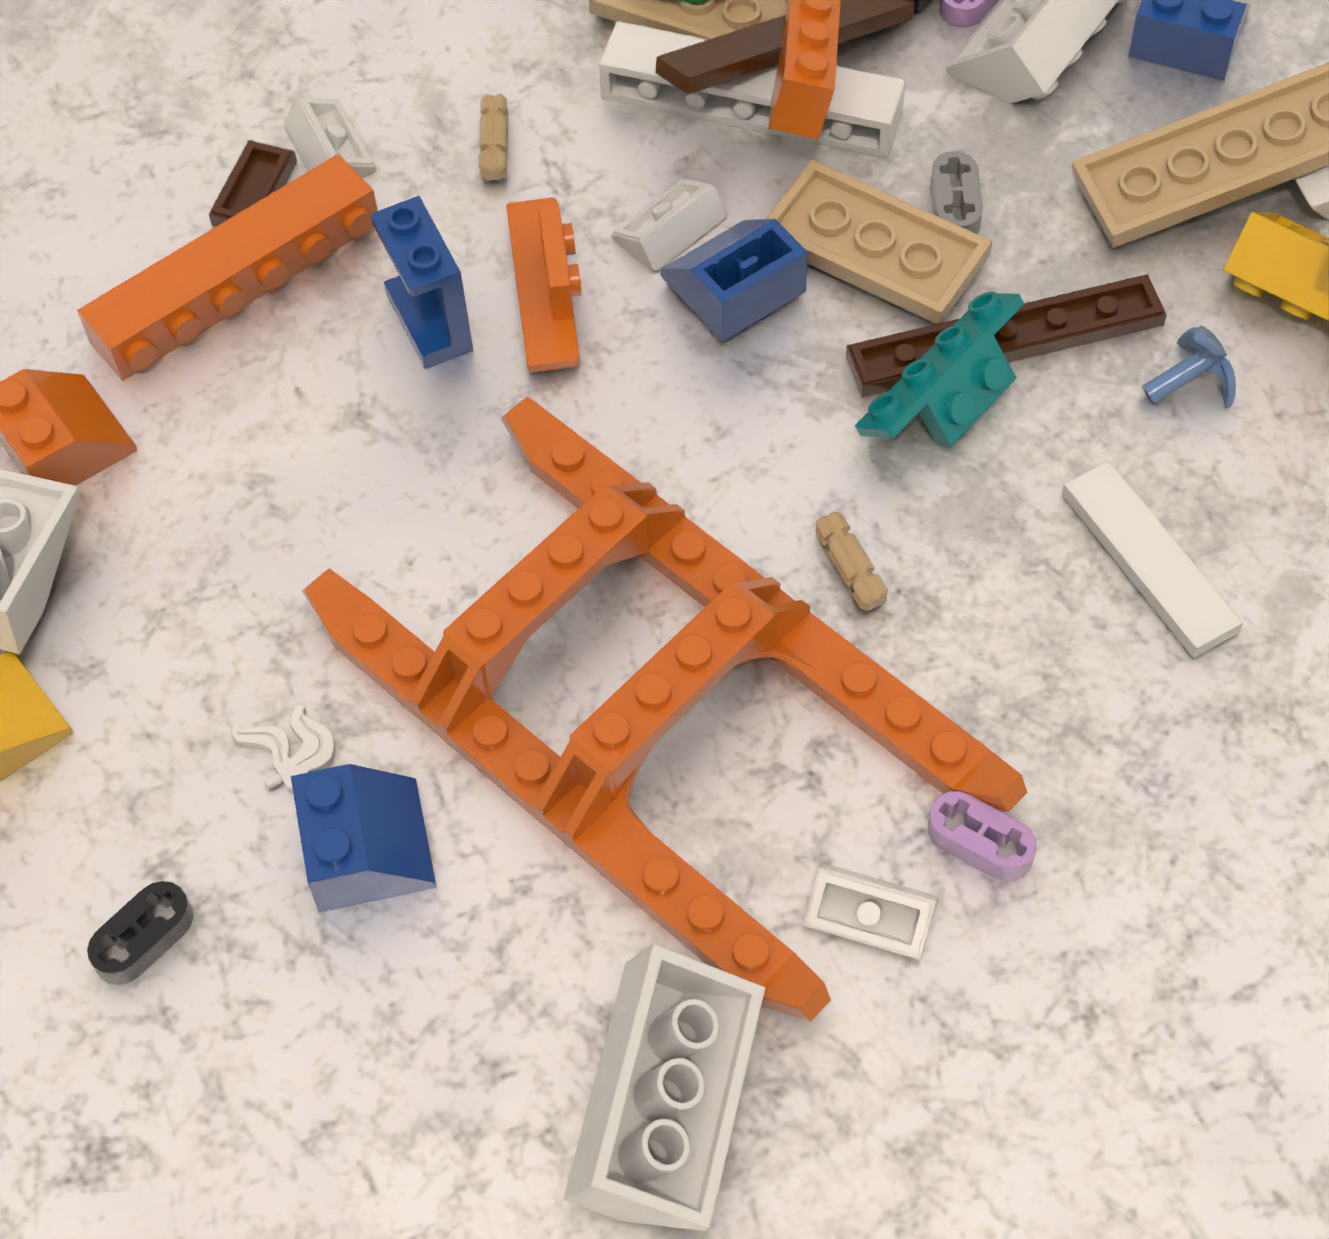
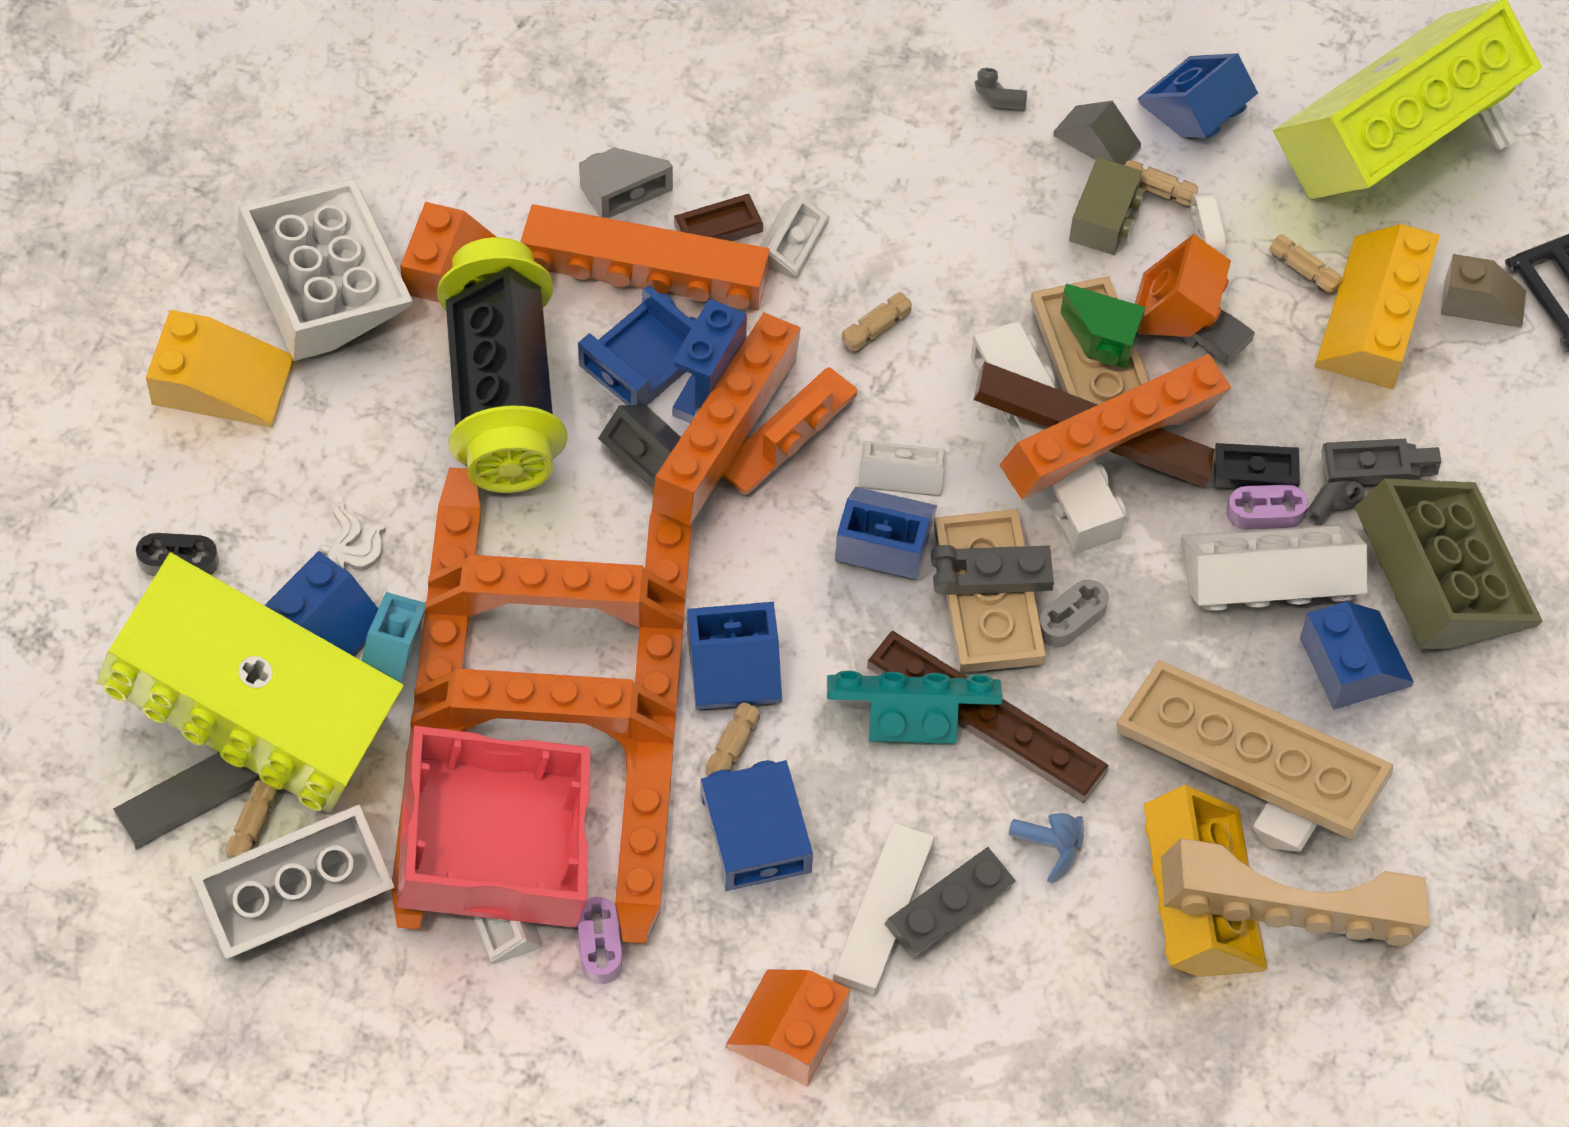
camera: 45 degrees right, 0 degrees up
(124, 225) = (623, 180): none -> light grey slope
(241, 454) = (500, 365): none -> brick
(333, 336) = (639, 351): none -> blue panel
(401, 953) = (248, 683): none -> neon yellow piece
(444, 408) = (639, 440): none -> dark grey panel
(453, 1109) = (182, 798): none -> dark grey tile
(458, 785) = (394, 635): none -> medium azure slope
(506, 323) = (725, 419): none -> orange brick
(544, 1084) = (251, 819): none -> tan axle
(762, 487) = (734, 655): none -> blue slope
(785, 836) = (494, 827): none -> coral tile
(865, 216) = (992, 569): none -> dark grey plate
(971, 595) = (756, 824): none -> blue panel
(1196, 497) = (950, 902): none -> dark grey plate
(1225, 721) = (791, 1022): none -> orange slope

